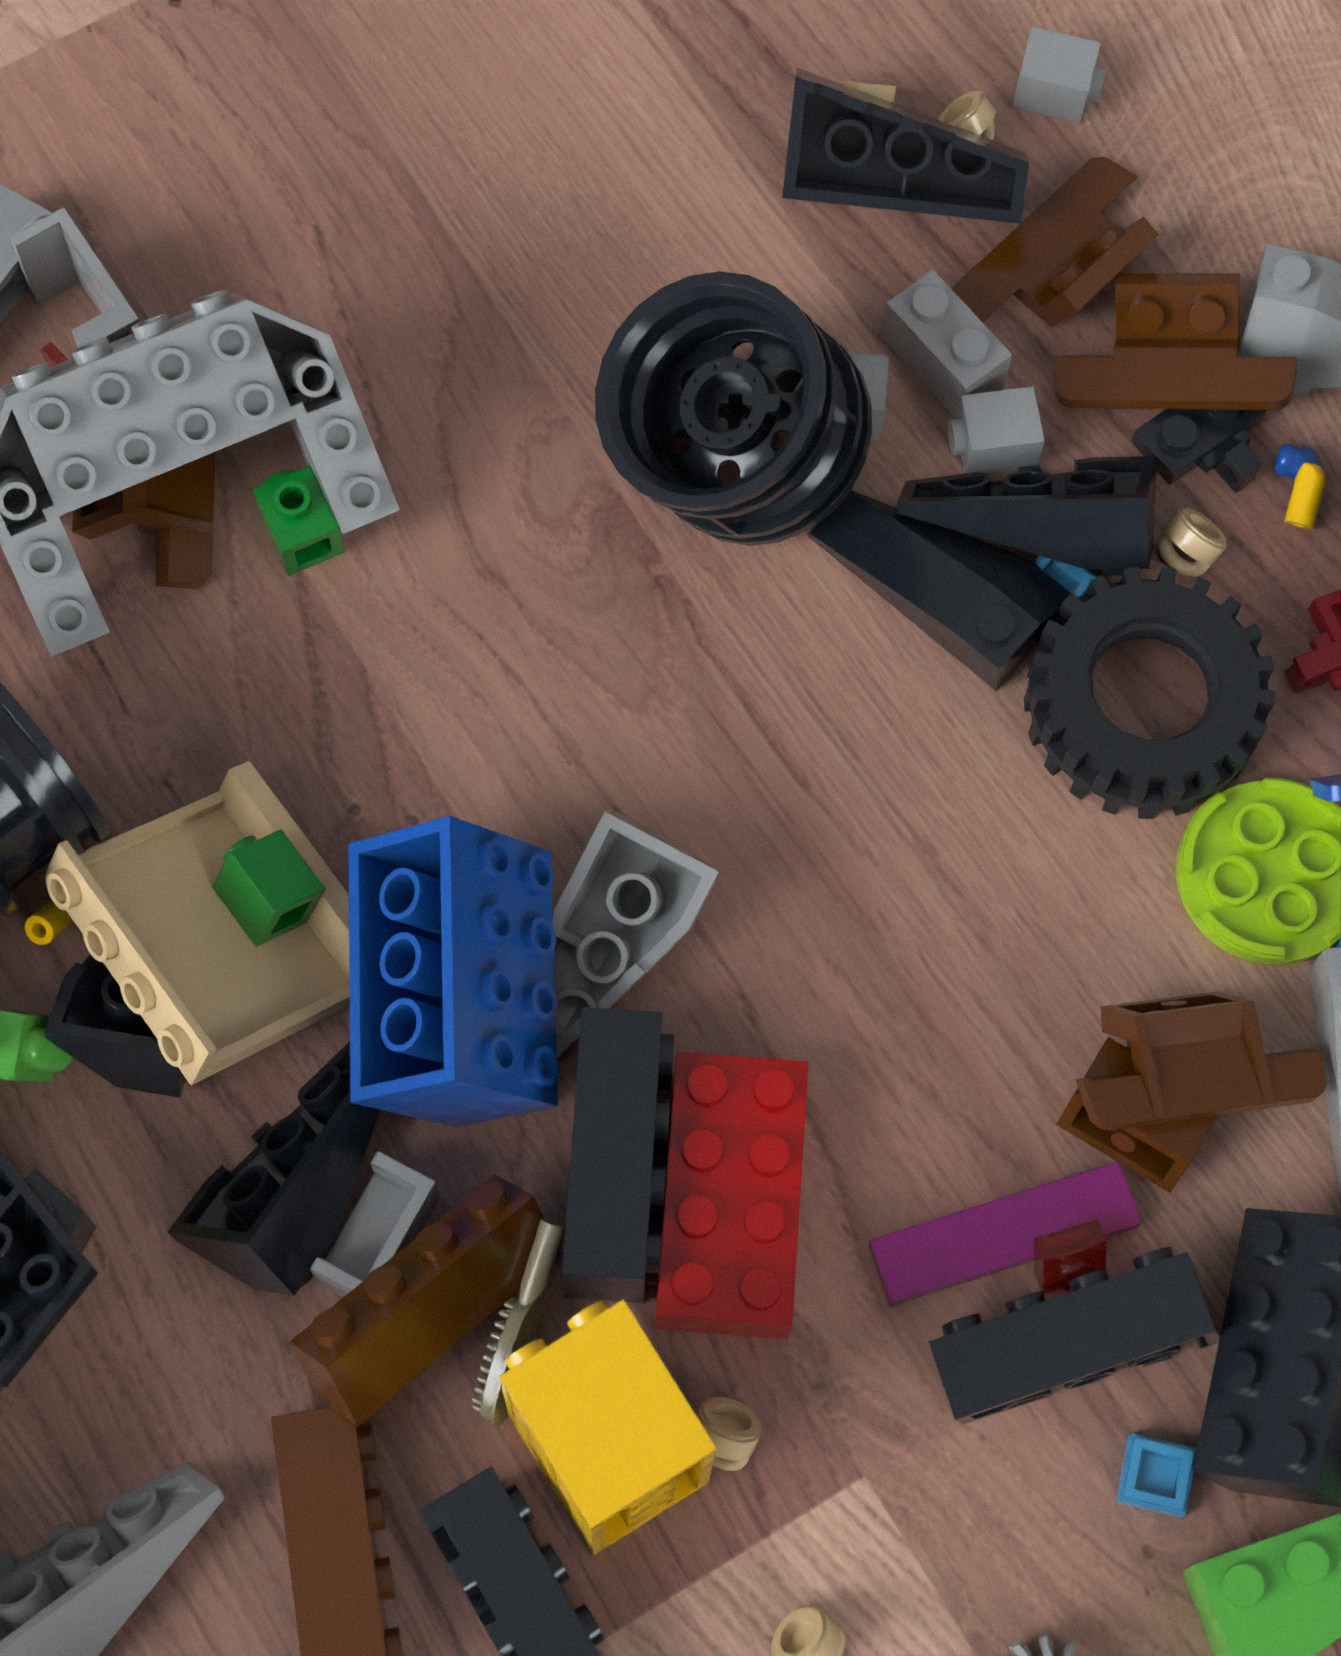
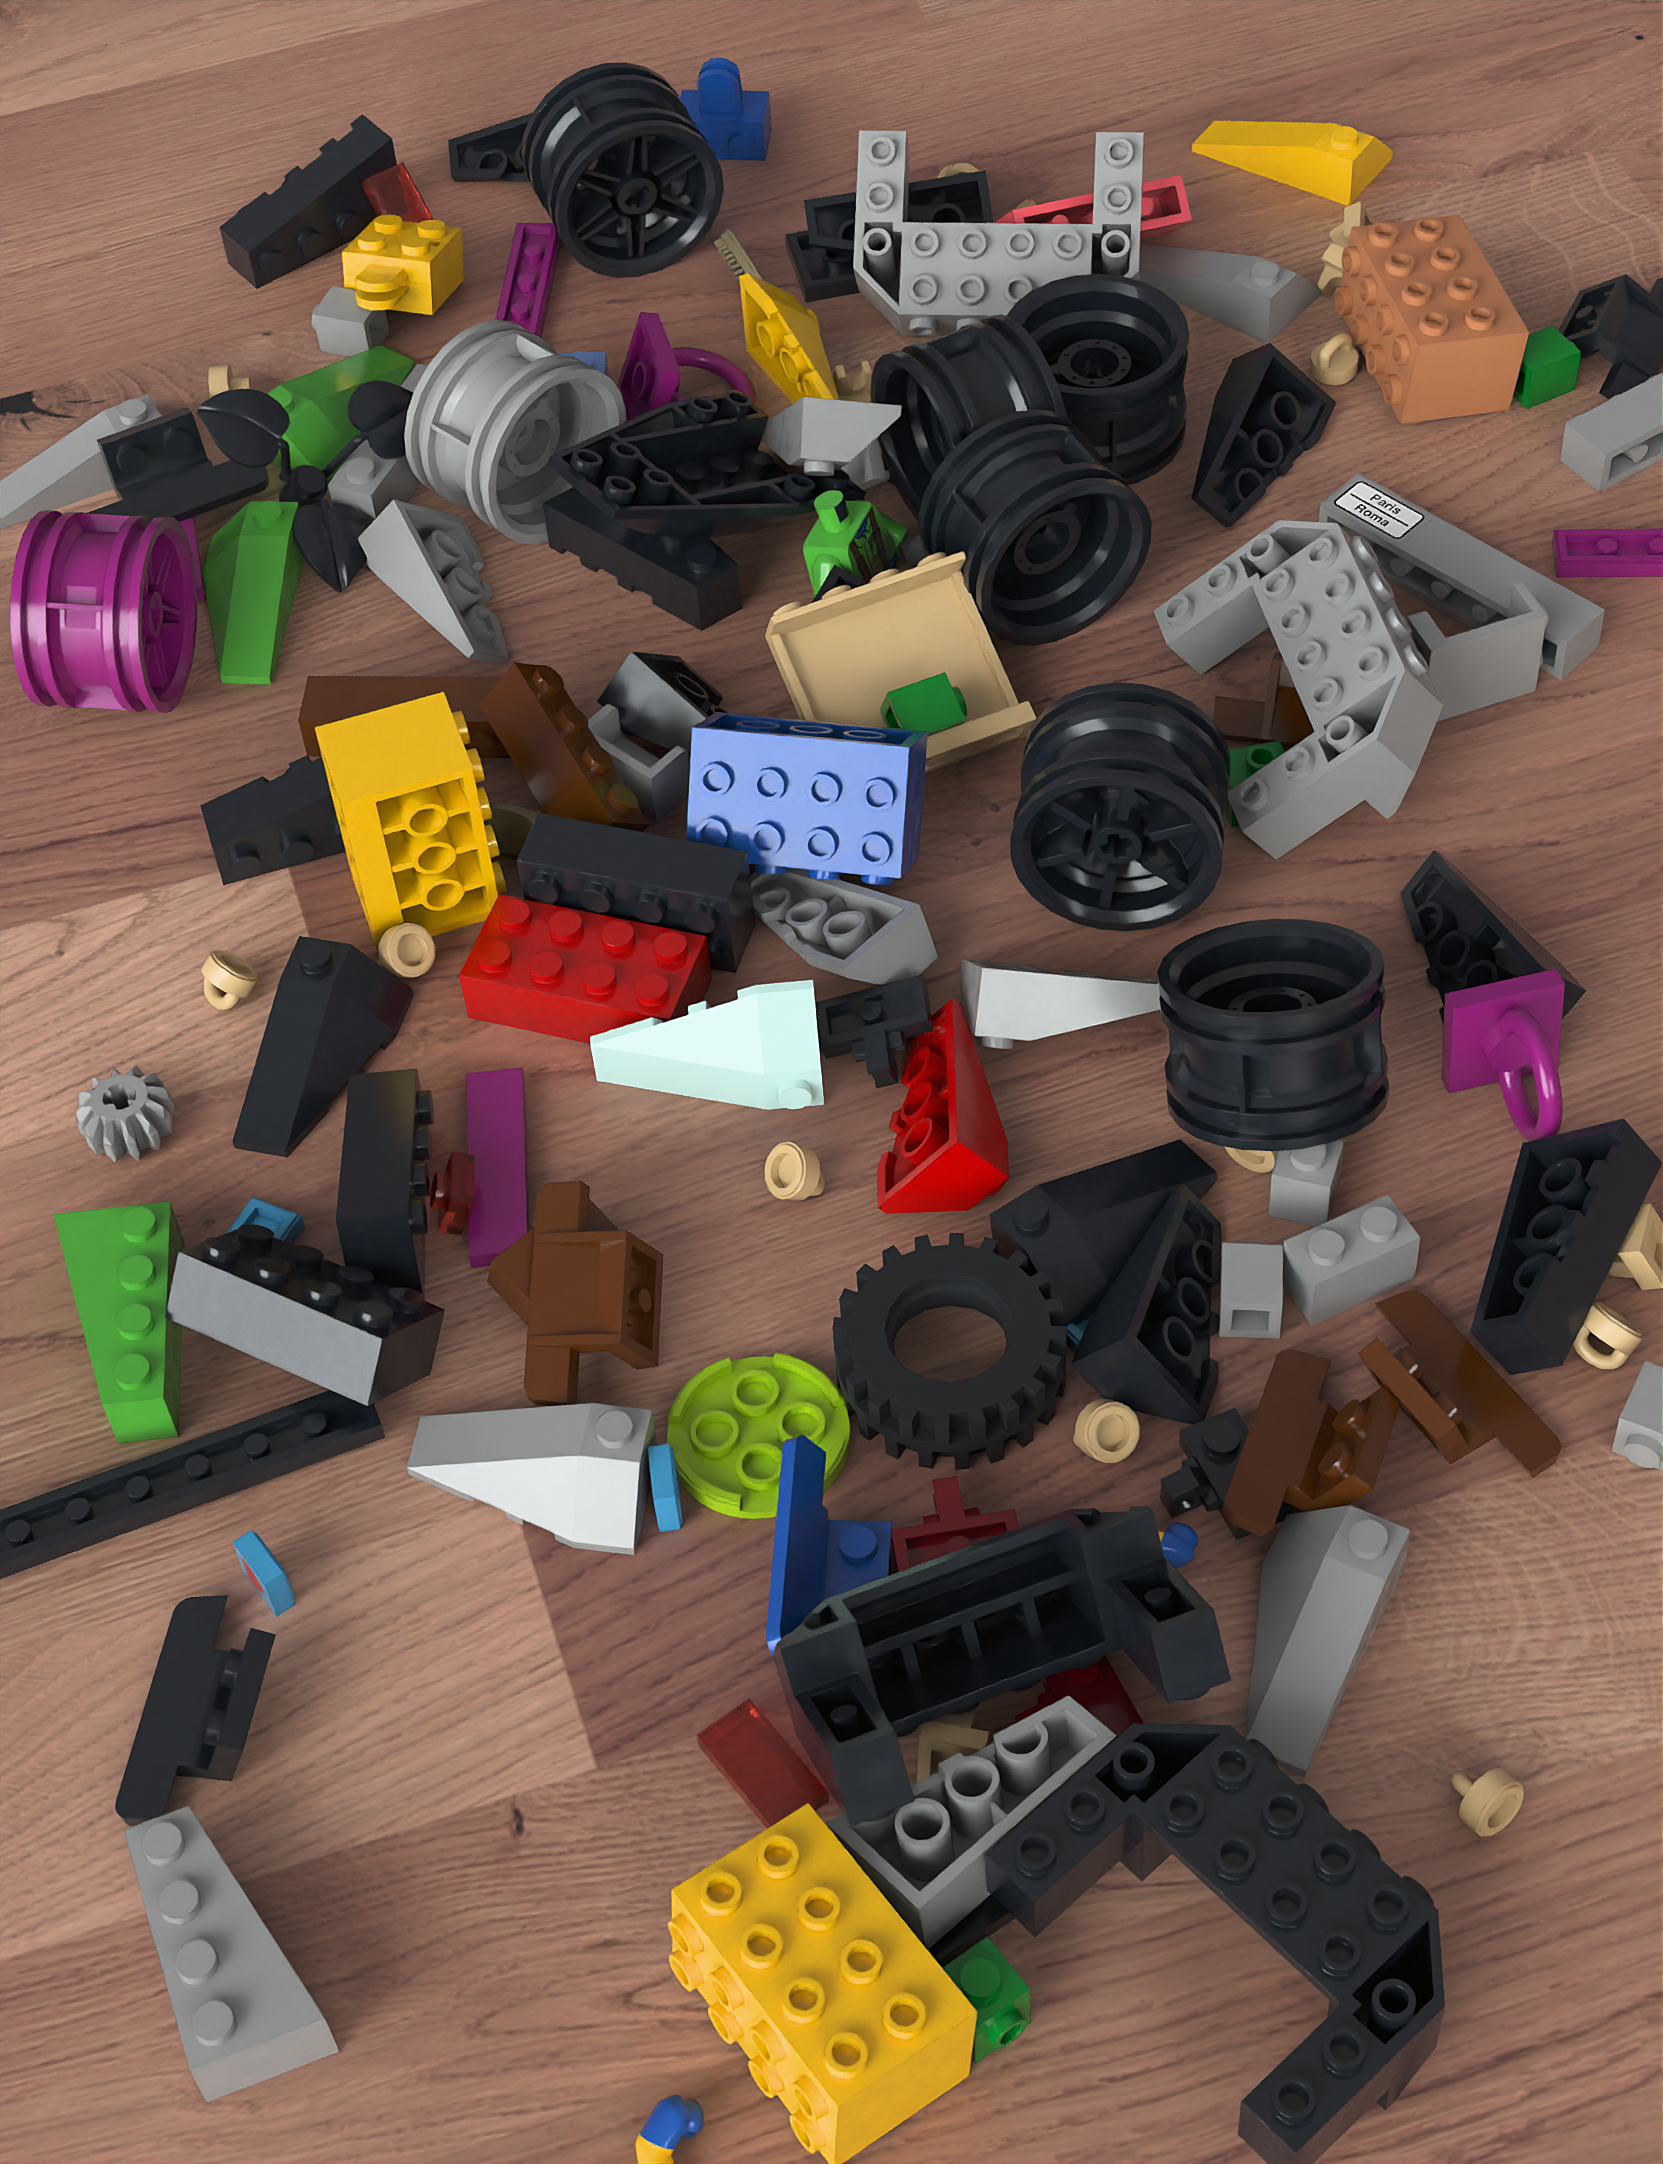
camera: 110 degrees right, 20 degrees down
(428, 612) = (1121, 807): none -> black wheel
(530, 264) = (1471, 936): none -> black wedge
(651, 218) = (1506, 1034): none -> magenta tile
(663, 688) = (1031, 1003): none -> wedge
(724, 838) = (875, 1024): none -> black hinge
(813, 966) = (738, 1053): none -> light aqua wedge
(857, 760) = (948, 1129): none -> red wedge
(875, 1495) = (322, 1027): none -> black wedge
(951, 902) = (793, 1172): none -> tan tile

